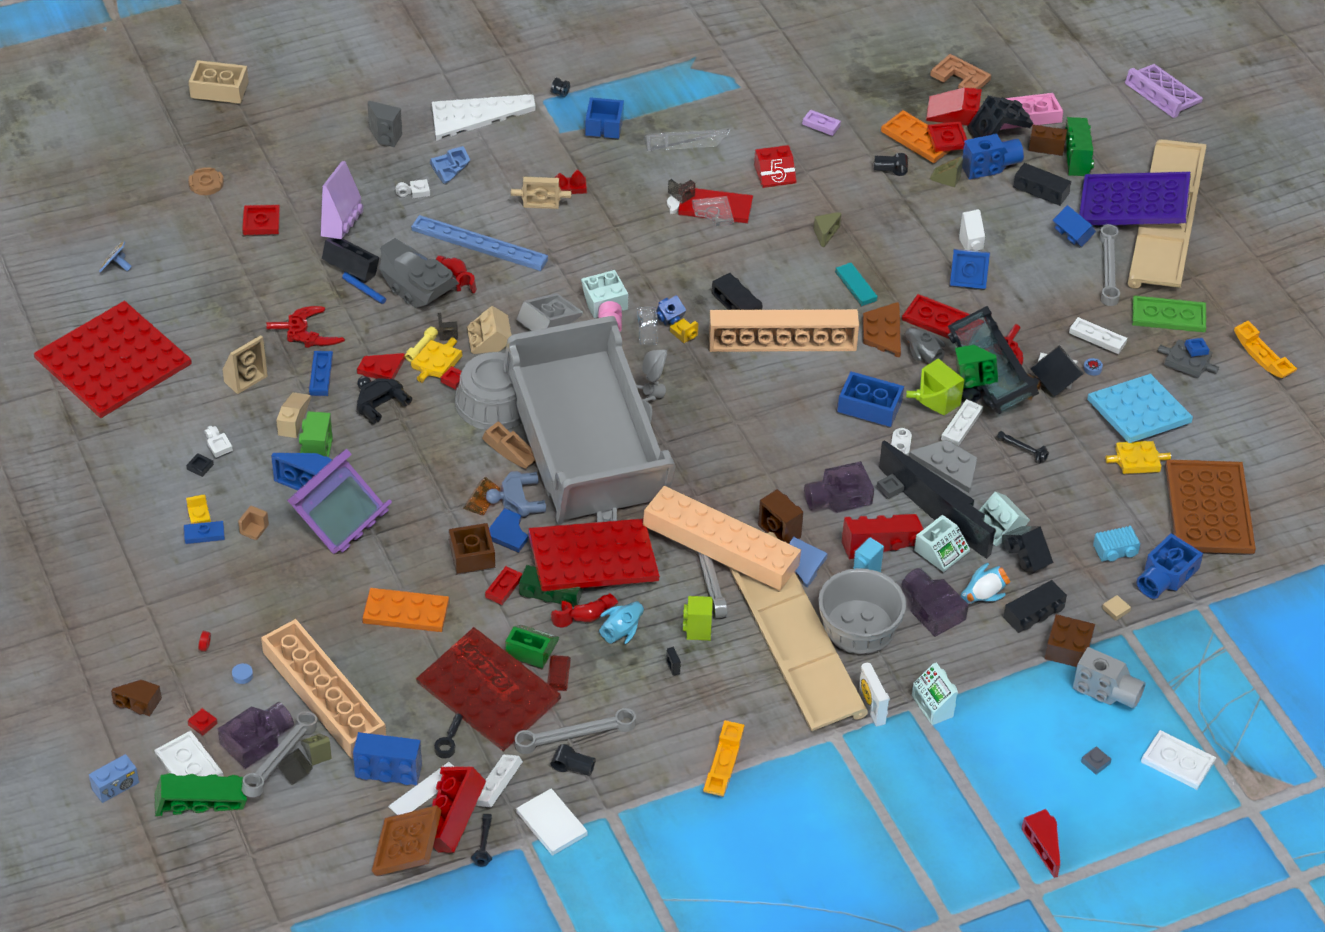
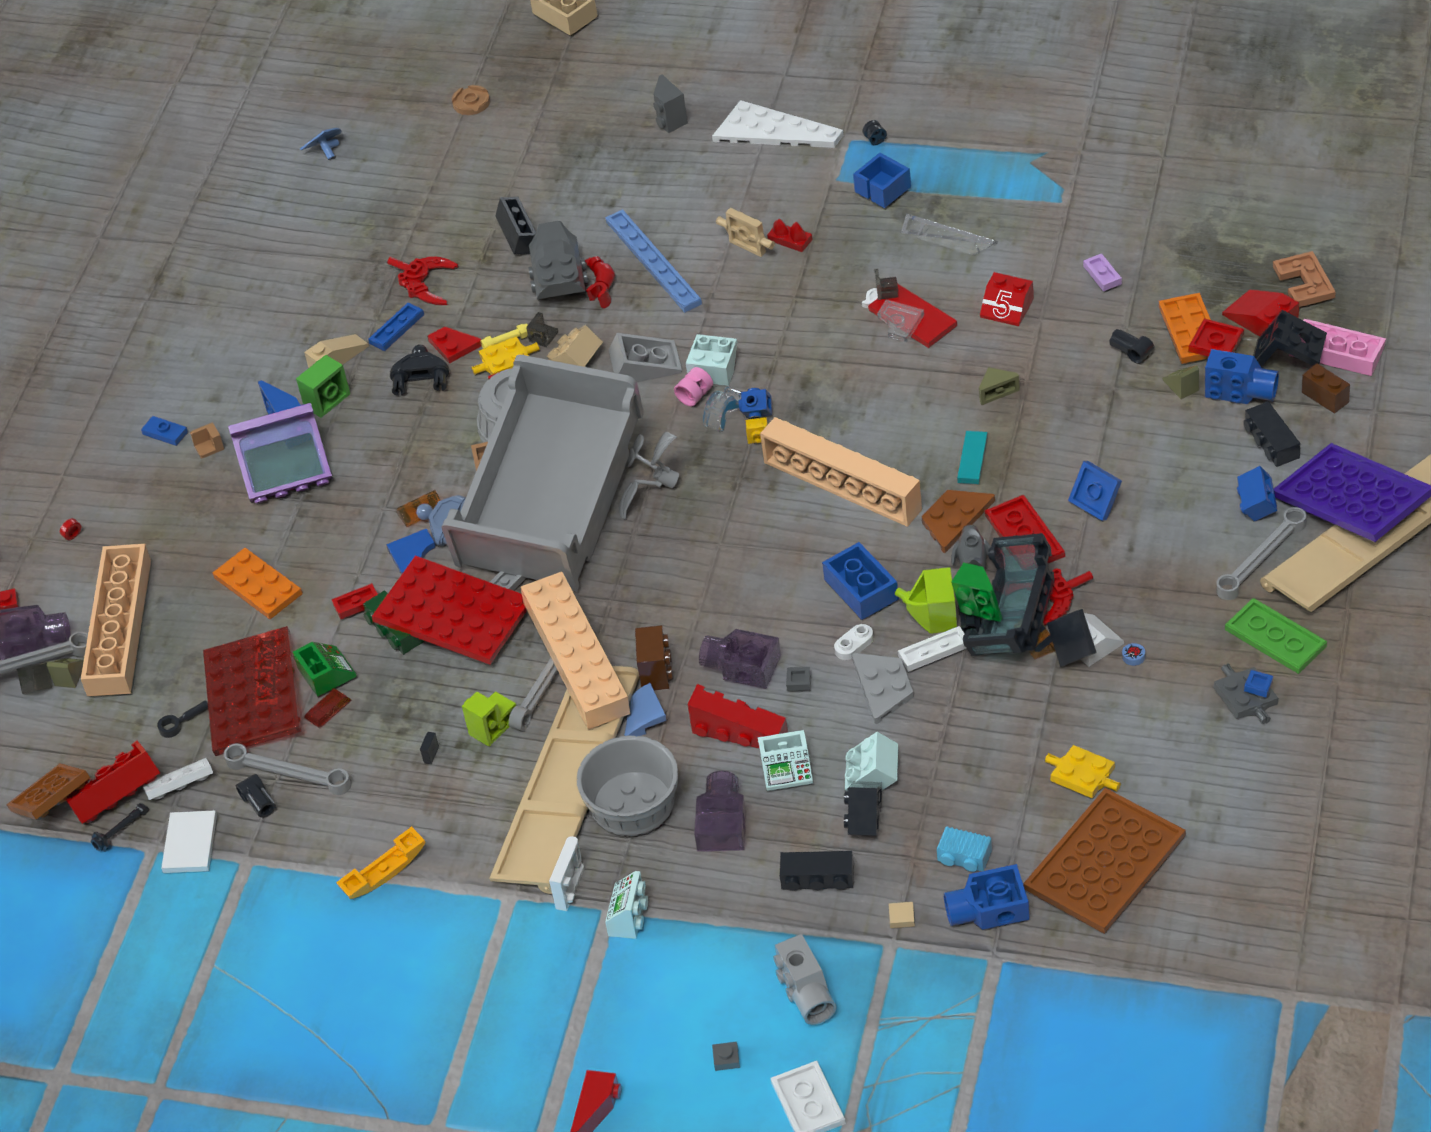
camera: 45 degrees right, 0 degrees up
(112, 359) = (240, 236): red plate -> none
(198, 509) = (177, 408): yellow bracket -> none
(199, 465) = (218, 367): black tile -> none
(217, 442) = (249, 354): white plate -> none
(242, 673) = (75, 574): medium blue tile -> none
(246, 366) = (326, 289): tan slope -> none
(261, 219) = (480, 156): red plate -> none
(339, 203) = (541, 164): lavender slope -> none
(358, 284) = (509, 261): blue bar -> none
(387, 758) = (102, 710): blue brick -> none
(417, 188) = (647, 183): white plate -> none
(418, 794) = (98, 759): white sticker -> none
(450, 164) = (699, 169): medium blue slope -> none
(472, 548) = (356, 552): reddish brown brick -> none
(584, 612) = (399, 662): red piece -> none
(621, 622) = (420, 686): medium azure animal -> none
(734, 295) = (836, 416): black brick -> none
(869, 555) = (691, 742): medium azure brick -> none
(938, 498) = (824, 718): black slope -> none
(972, 231) = (1138, 452): white slope -> none
(985, 585) = (785, 823): animal -> none
(1041, 454) = (981, 718): black piece -> none
(1069, 640) = (815, 919): reddish brown brick -> none
(1079, 146) = (1353, 408): green wedge -> none
(1098, 335) = (1169, 623): white plate -> none
(1139, 408) = (1133, 720): medium azure plate -> none
(1261, 353) = (1335, 721): light orange slope -> none

